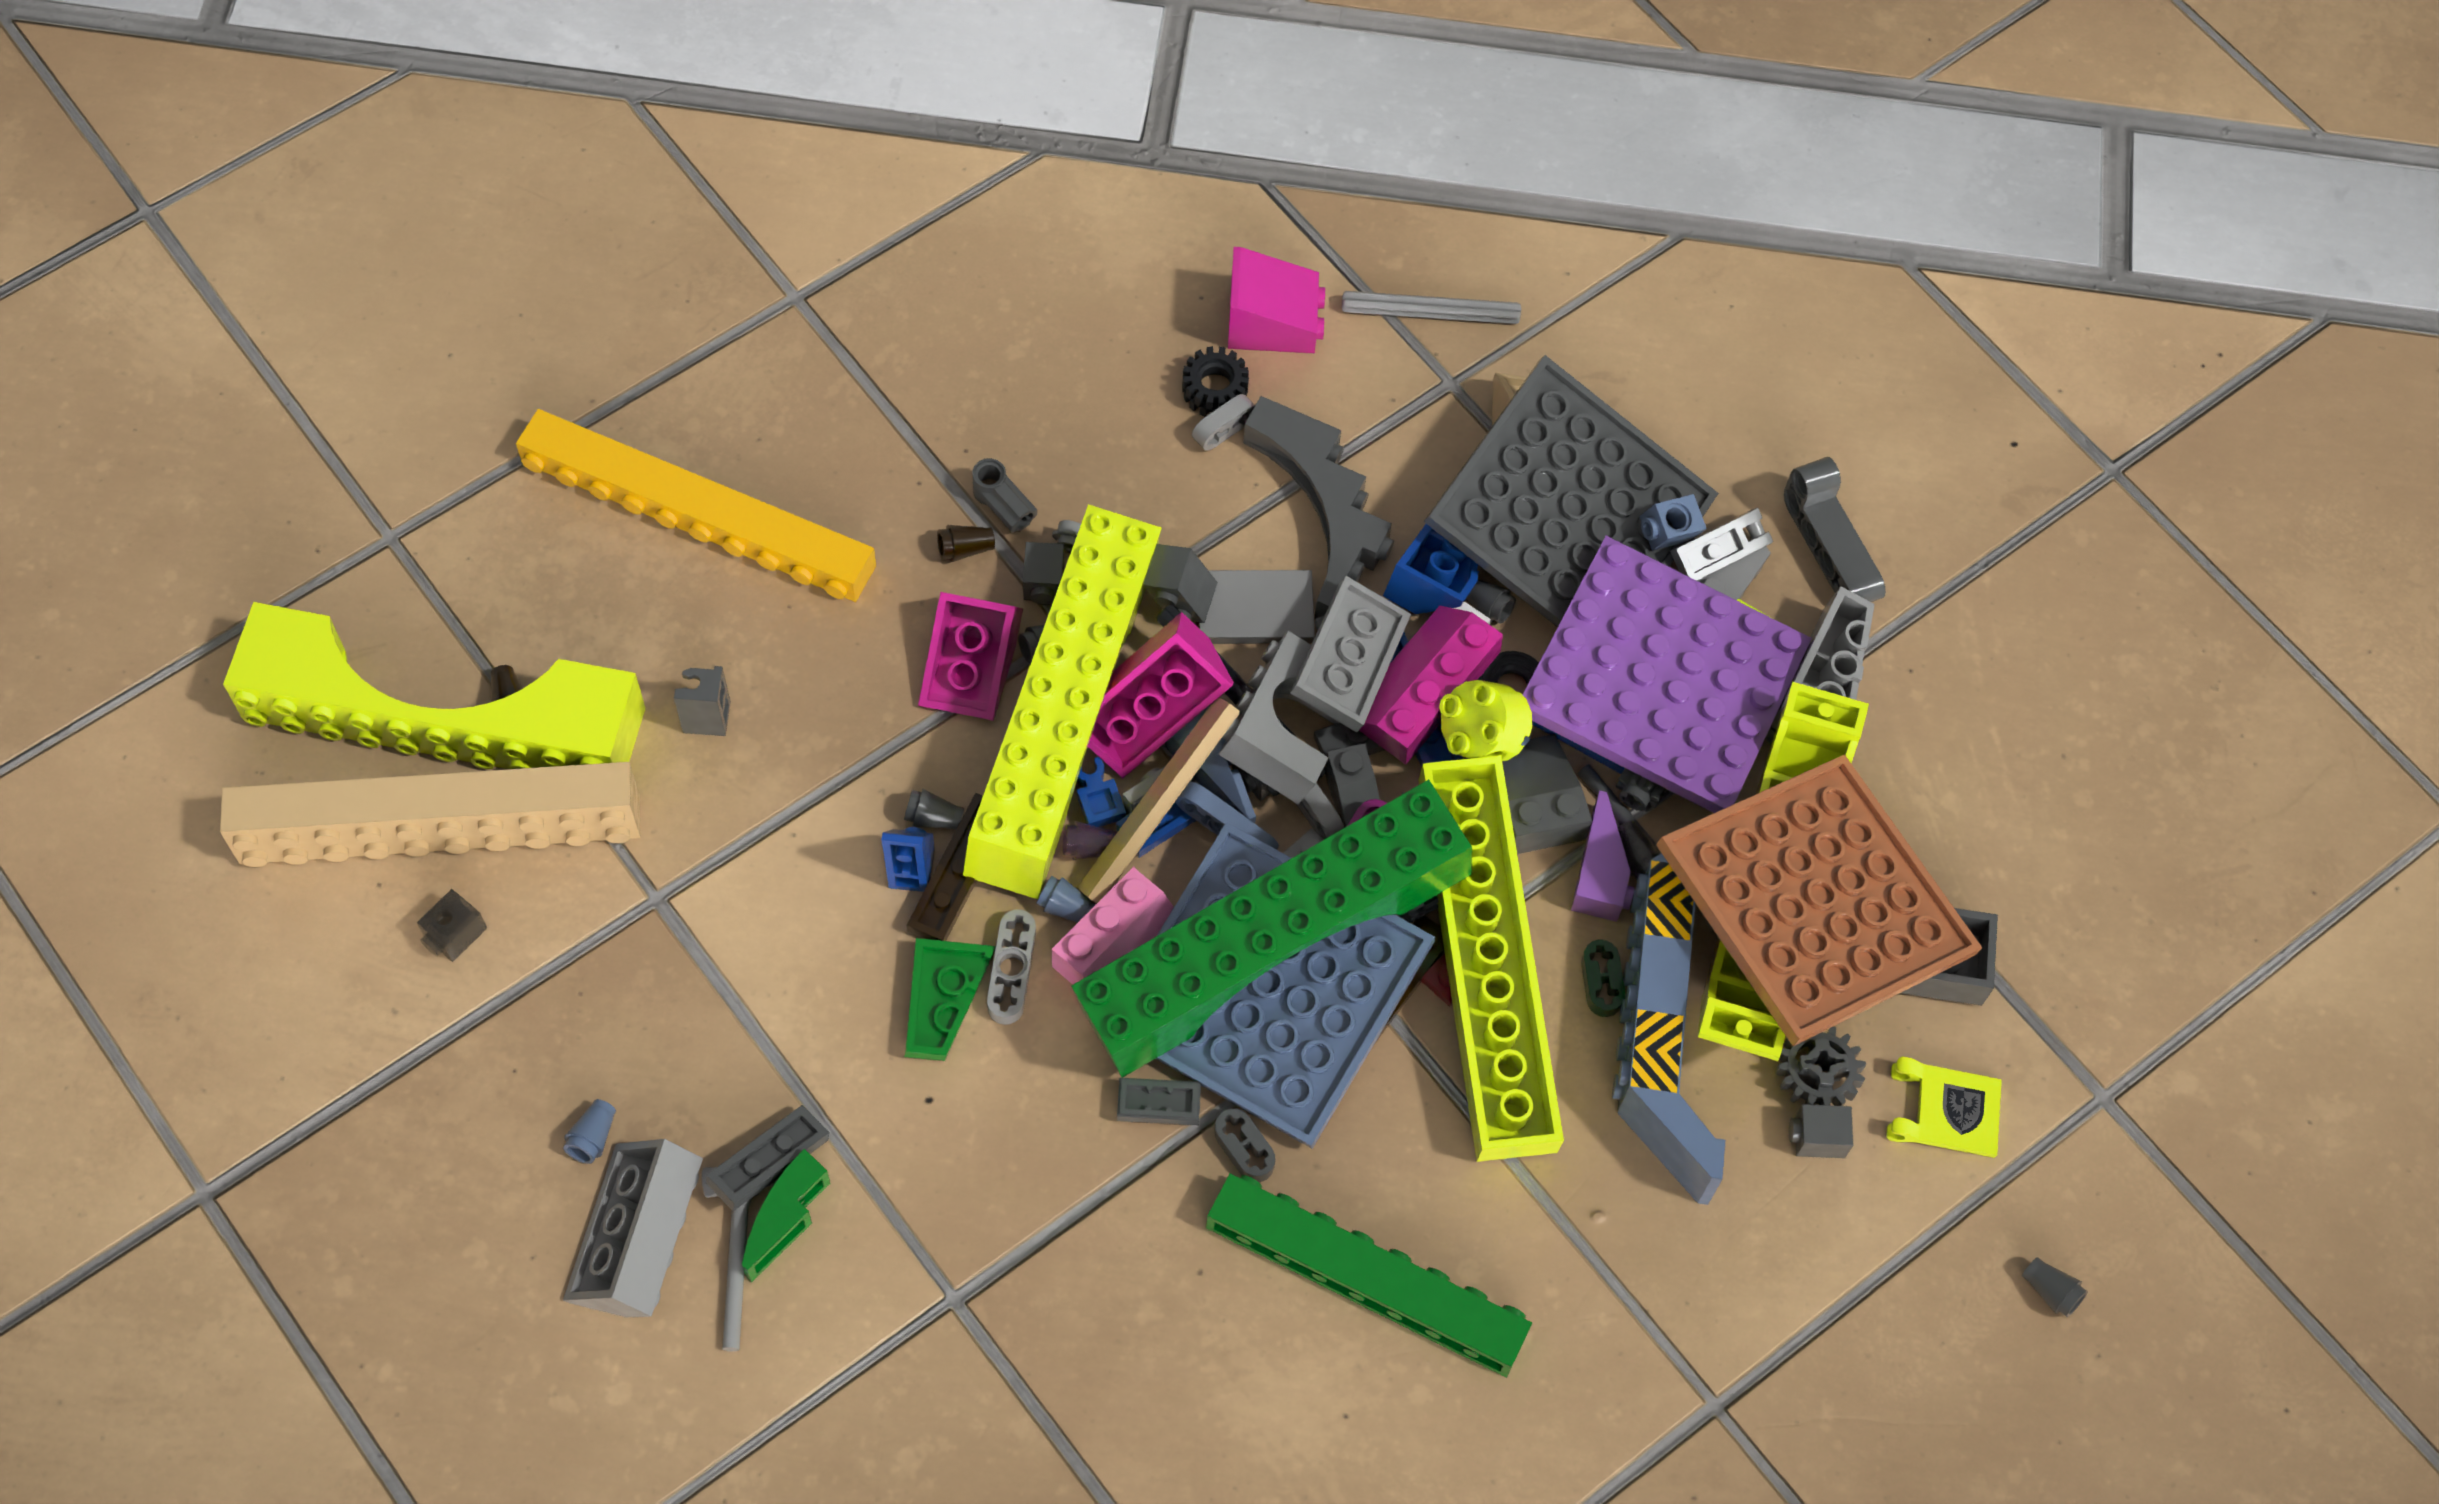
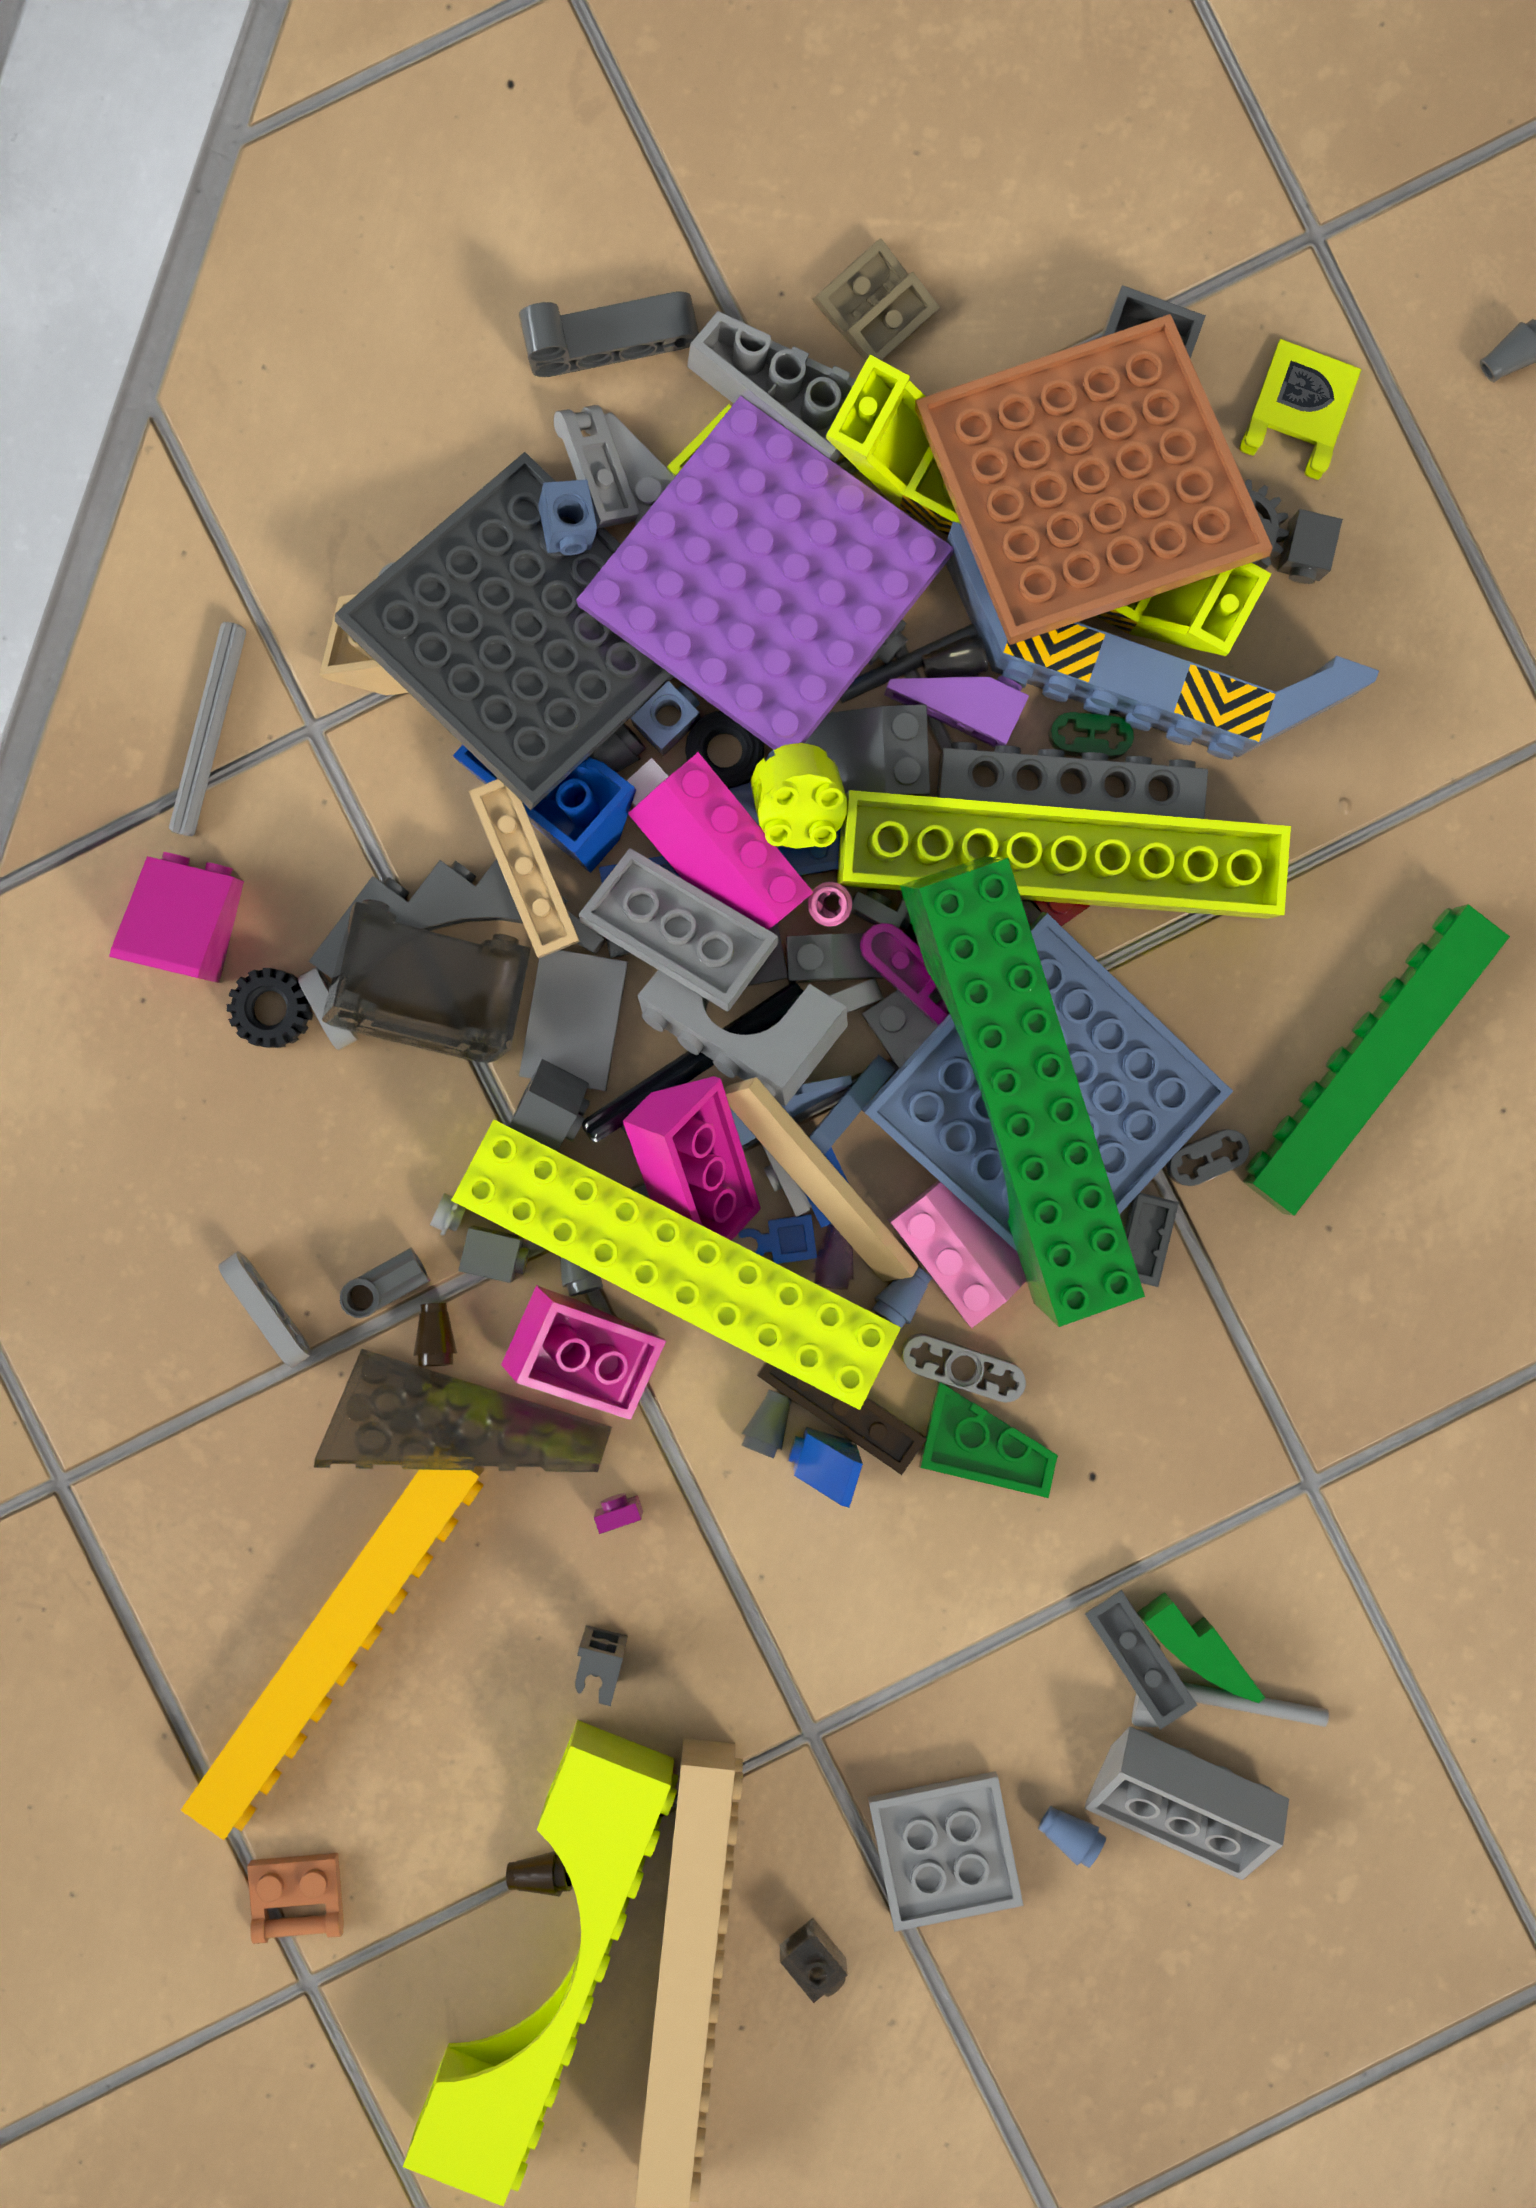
camera: 80 degrees left, 25 degrees up
(477, 509) = (295, 1883): none -> nougat plate
(563, 1023) = (945, 1851): none -> light grey plate
(836, 702) = (617, 1512): none -> magenta plate
(895, 556) = (444, 1423): none -> clear smoke wing
(965, 414) = (265, 1309): none -> light grey beam
(1259, 475) = (426, 986): none -> clear smoke windscreen
(1371, 534) = (524, 868): none -> tan plate
(1400, 774) = (821, 912): none -> bright pink cone
(1527, 618) = (664, 737): none -> sand blue brick
(1545, 868) = (1183, 781): none -> dark grey brick
(1925, 741) = (876, 302): none -> dark tan slope

